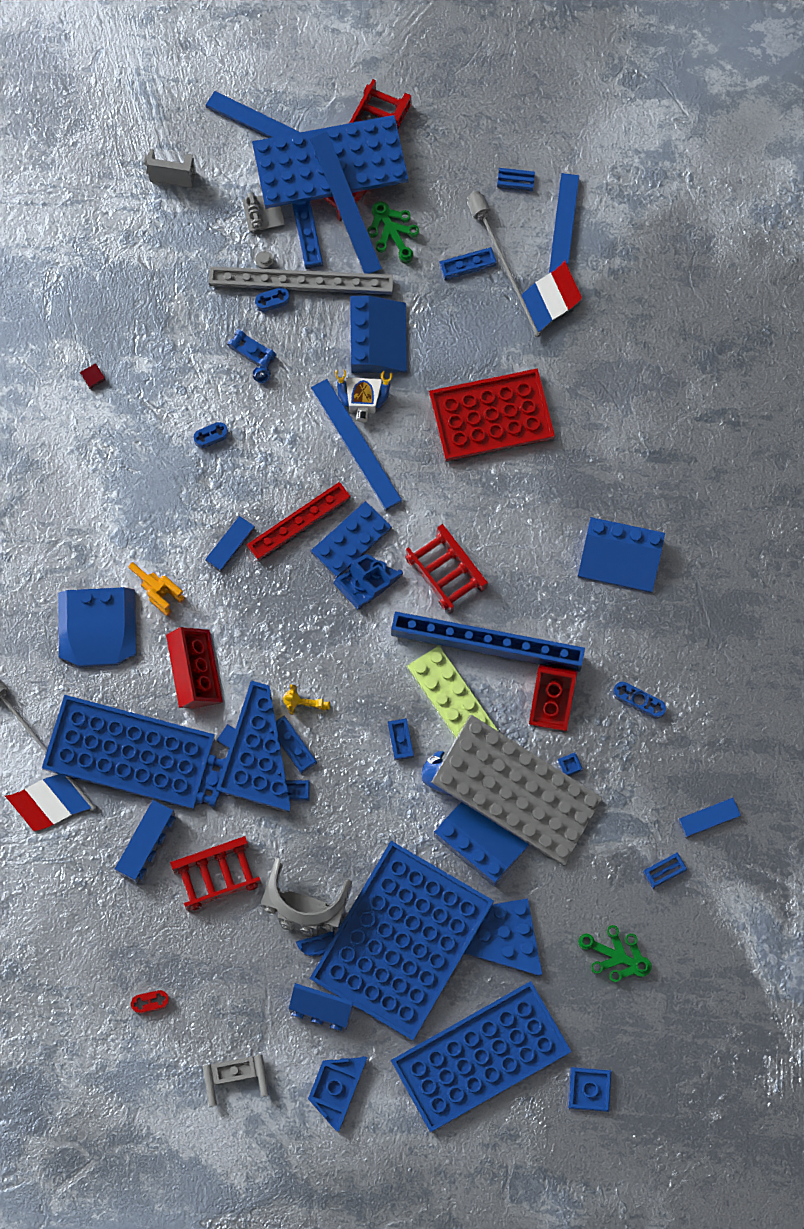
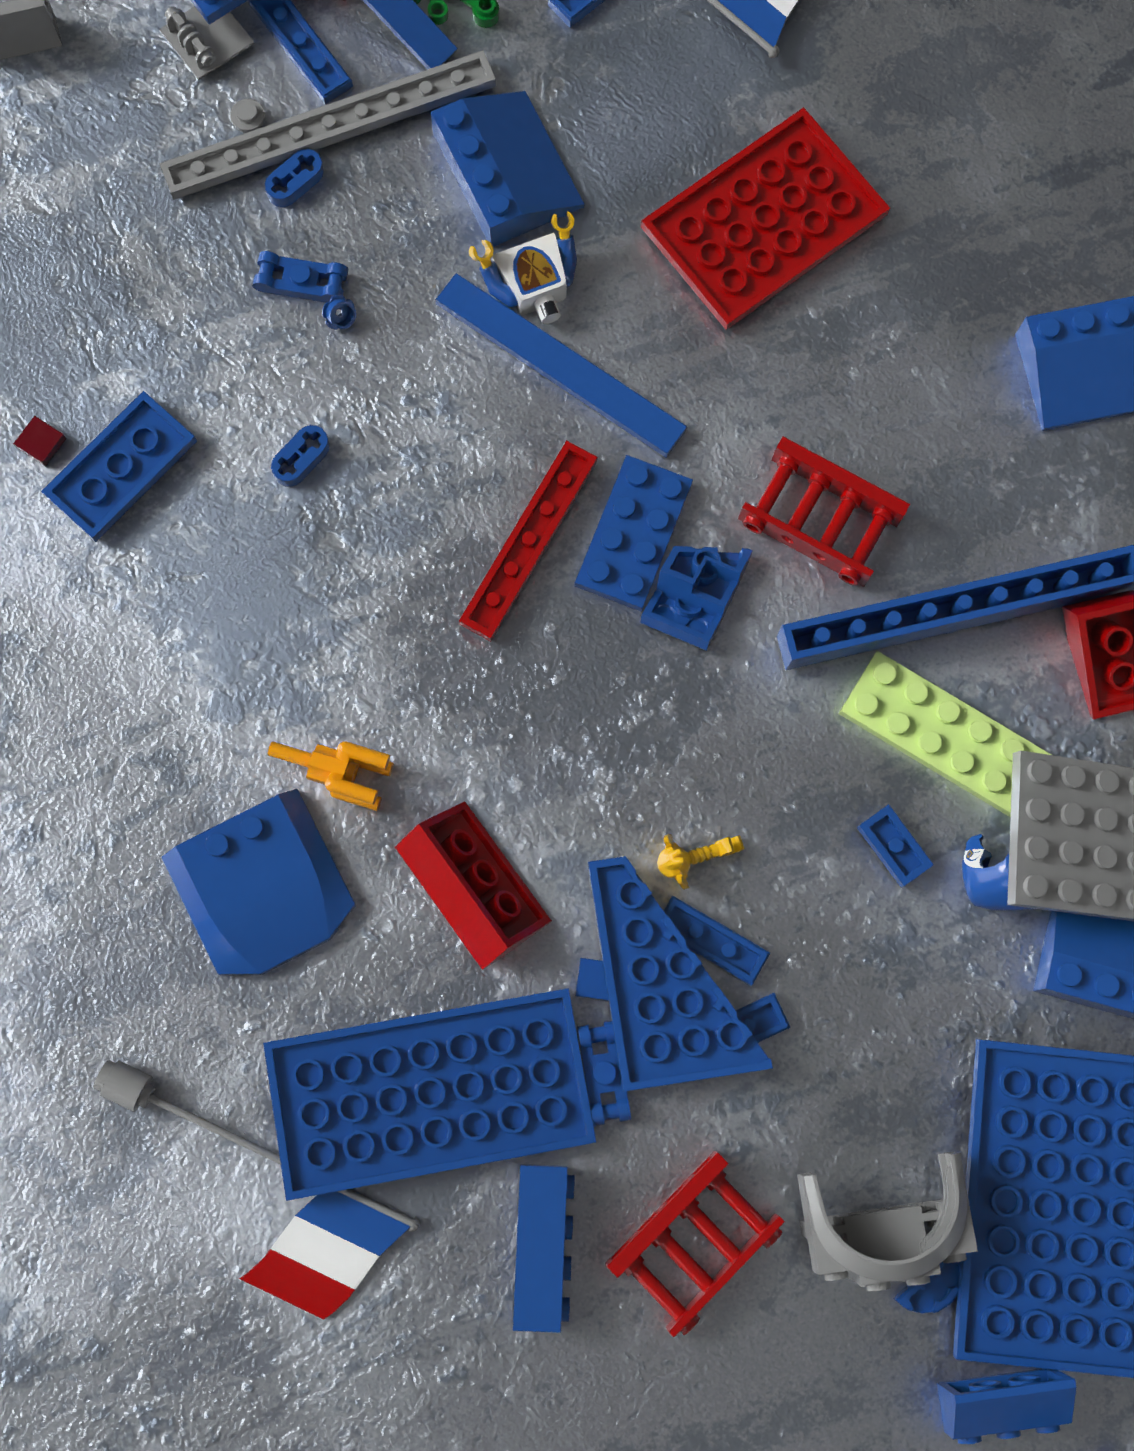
camera: 30 degrees left, 5 degrees up
(123, 403) = (119, 466): none -> blue plate
(230, 543) = (427, 632): blue tile -> none

